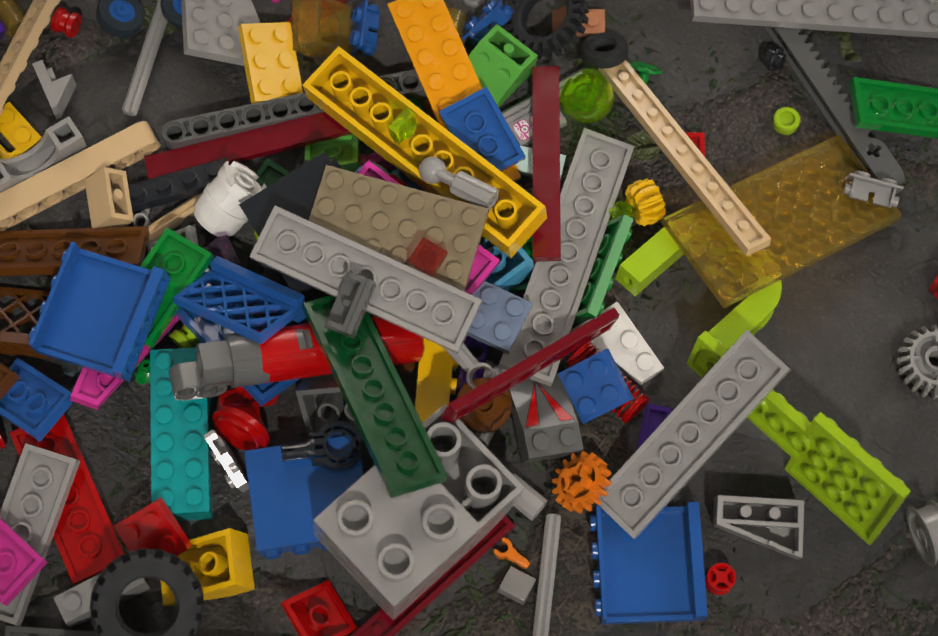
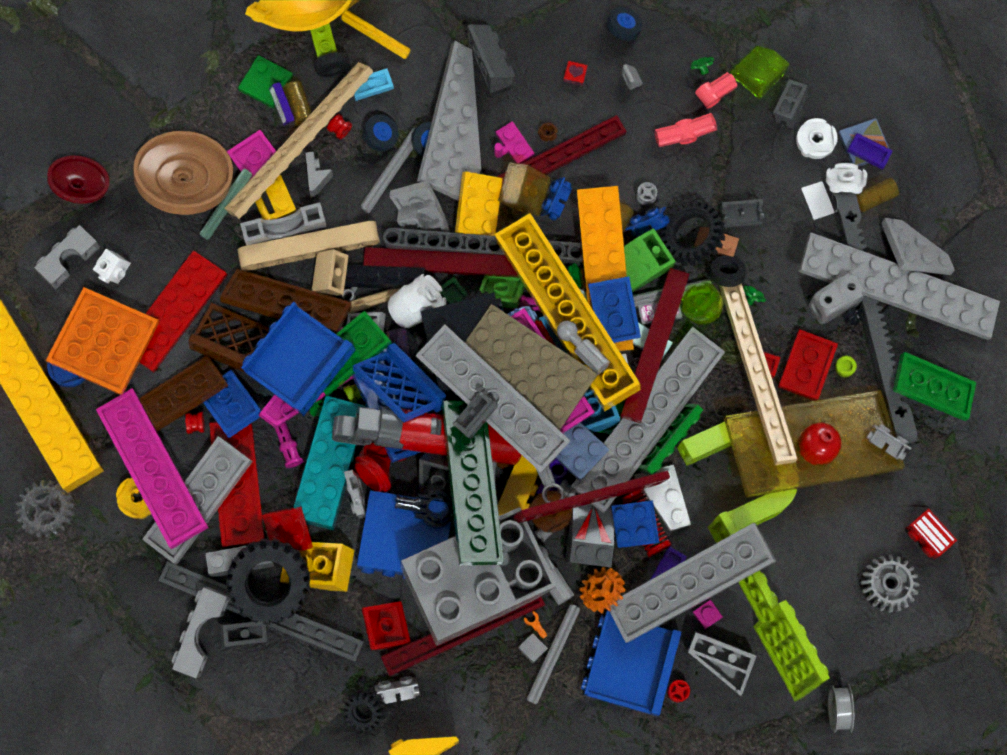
camera: 15 degrees right, 5 degrees up
(121, 430) = (288, 447): none -> dark pink pin
(196, 86) = (419, 208): none -> light grey slope
(403, 126) = (557, 291): clear neon green plate -> none
(428, 257) = (542, 397): clear red plate -> none
(622, 208) = (699, 398): clear neon green plate -> none
(646, 201) = (718, 397): yellow gear -> none
(723, 472) = (707, 614): none -> dark pink plate
(740, 132) = (808, 365): none -> red plate
(748, 41) = (836, 299): none -> light grey piece
(790, 215) = (819, 443): none -> red cylinder

